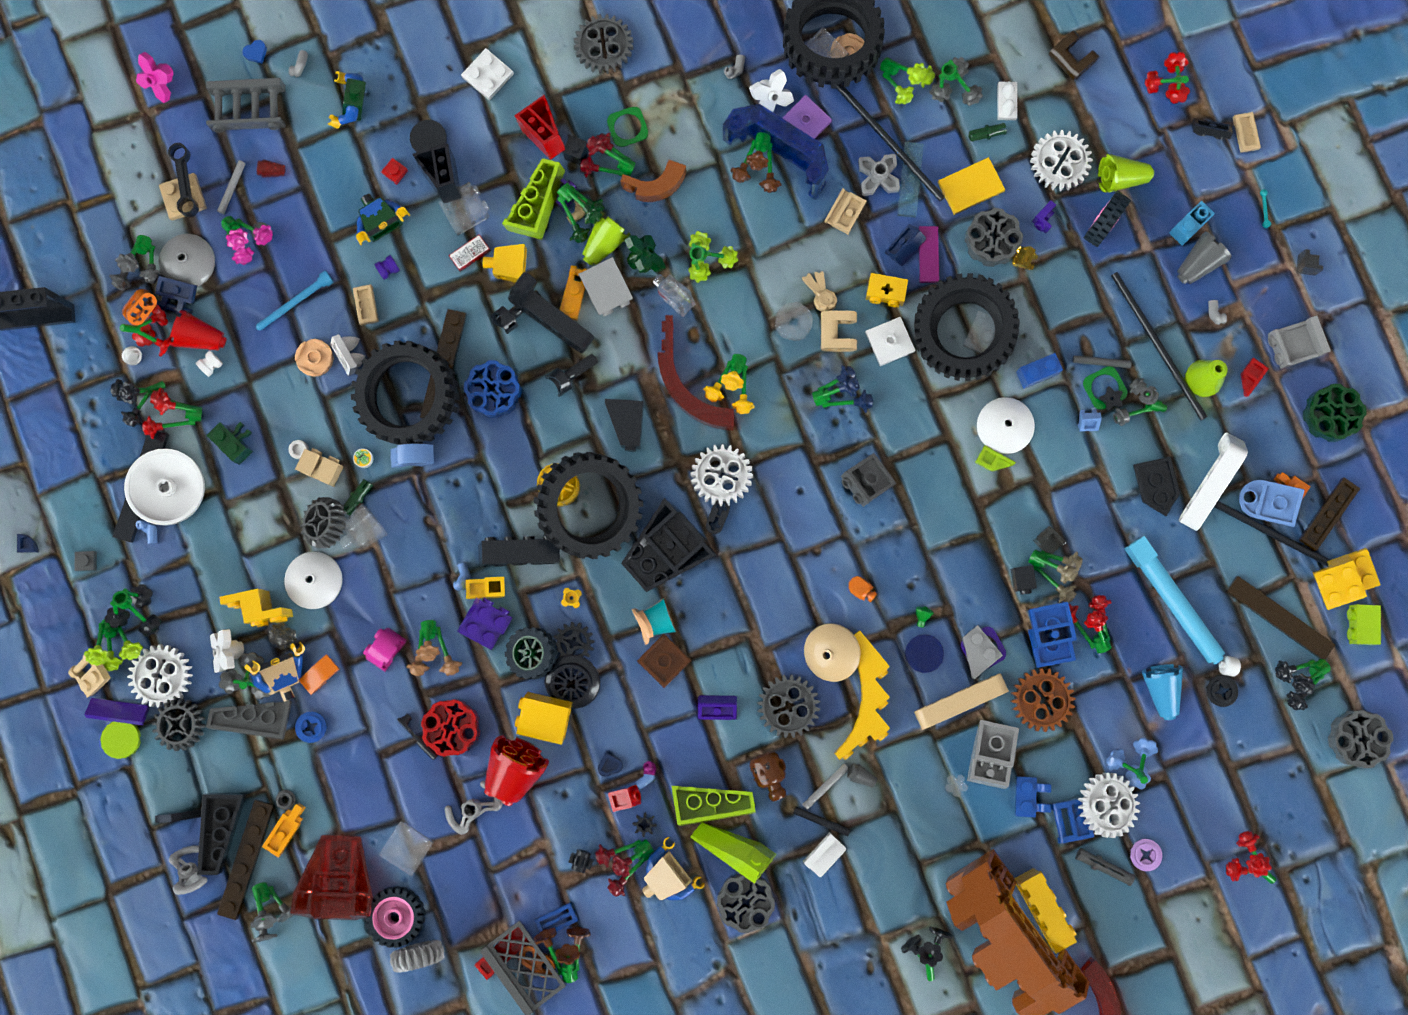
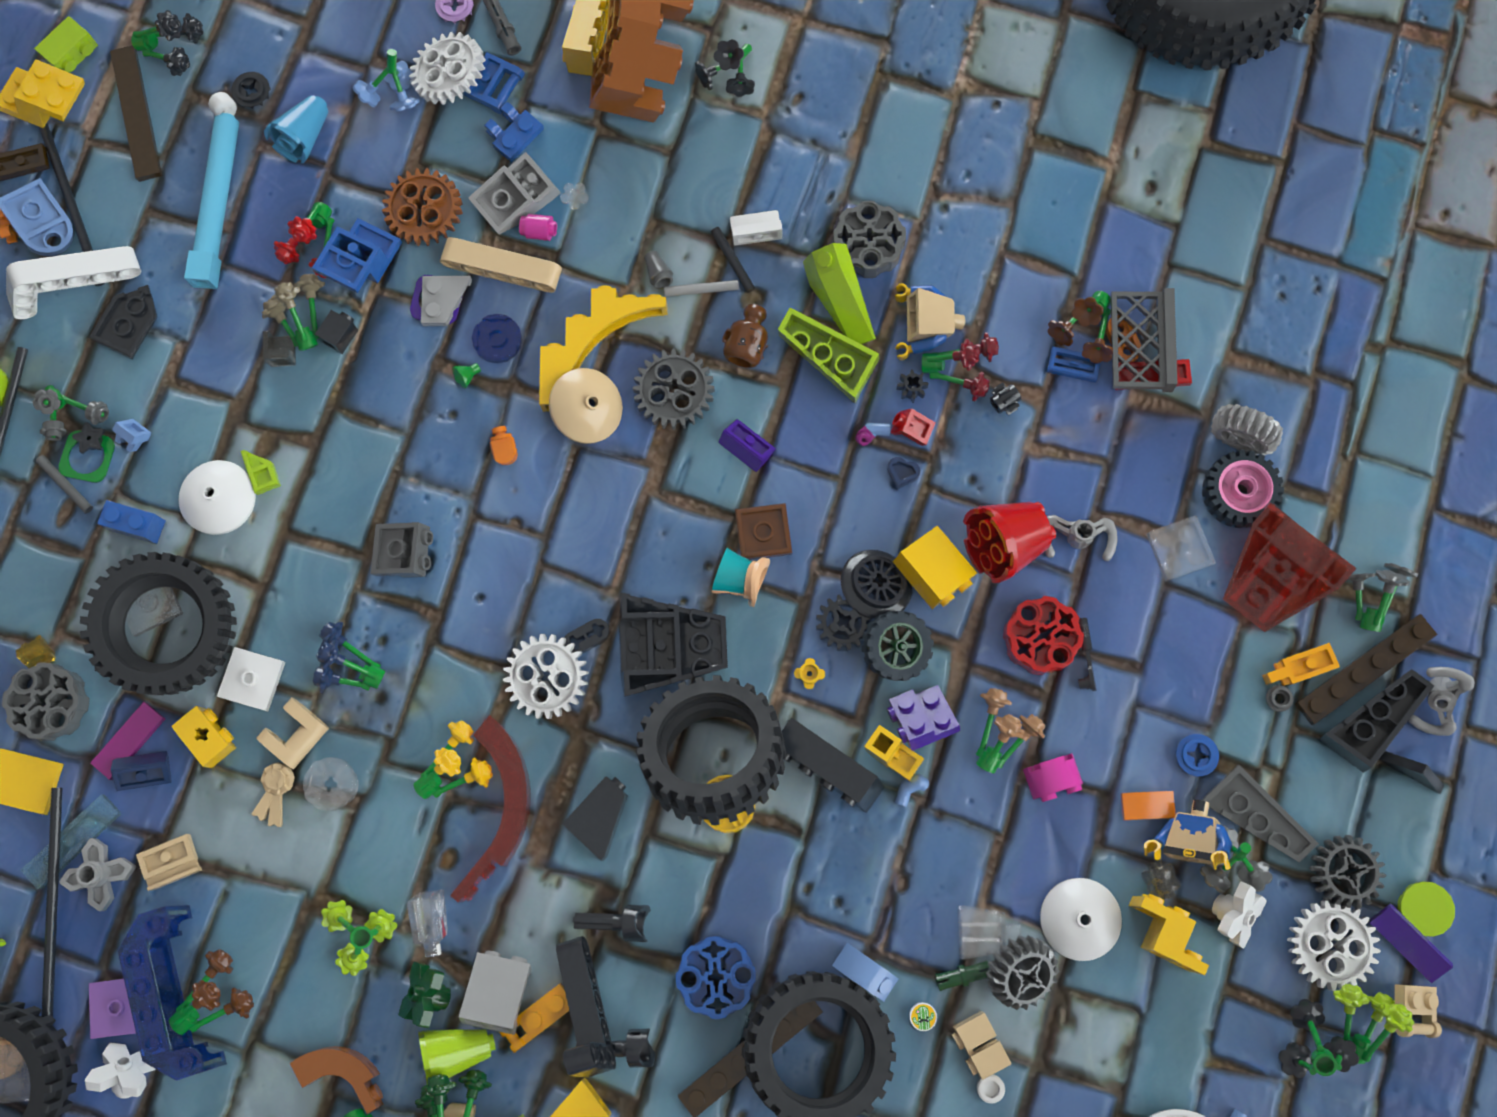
camera: 145 degrees left, 5 degrees down
(959, 744) = (538, 227): none -> dark pink brick

